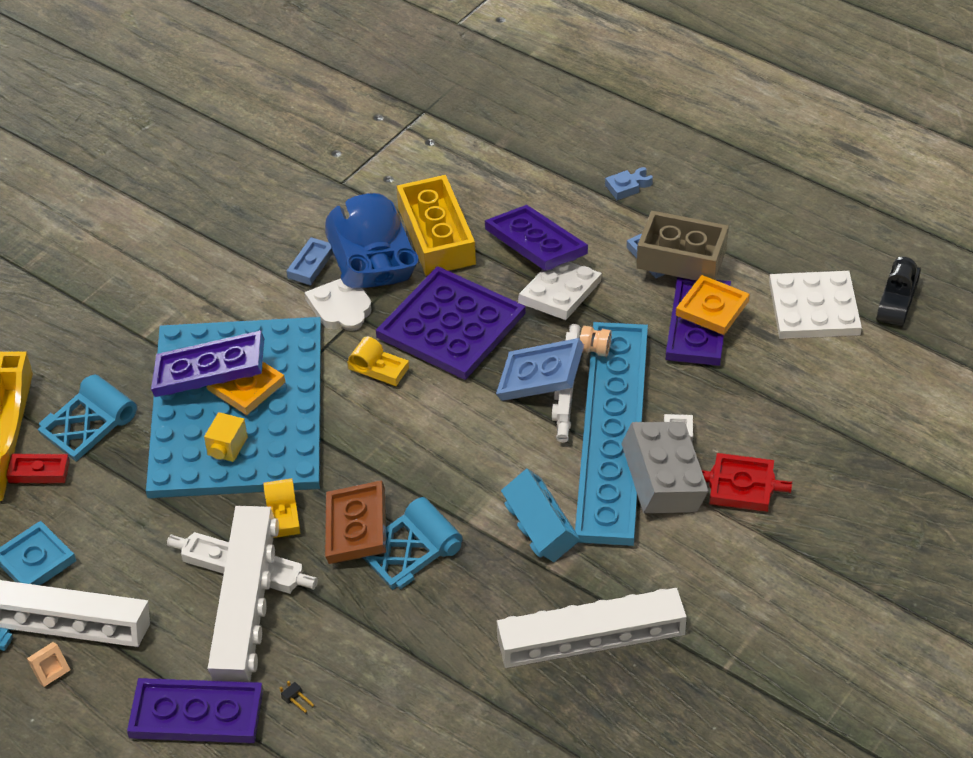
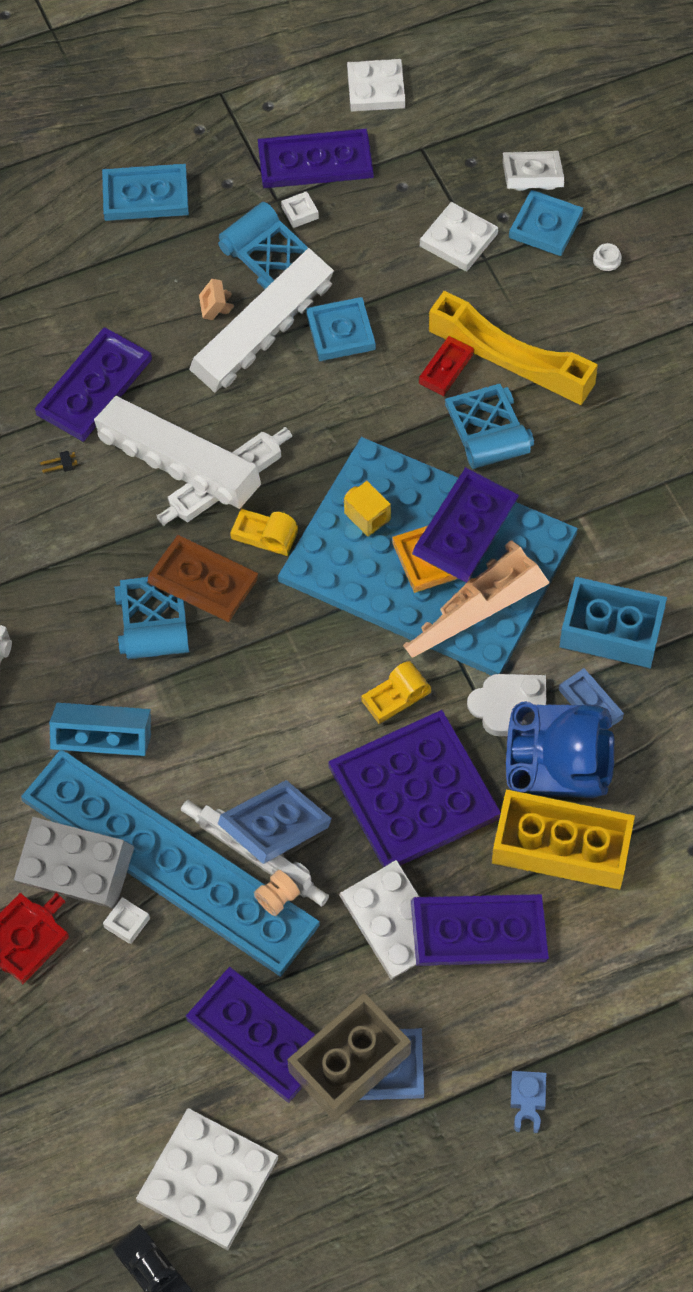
camera: 120 degrees right, 15 degrees up
(238, 266) = (612, 622): none -> dark azure brick
(278, 343) = (482, 596): none -> light nougat wedge
(712, 304) = (253, 1044): light orange plate -> none

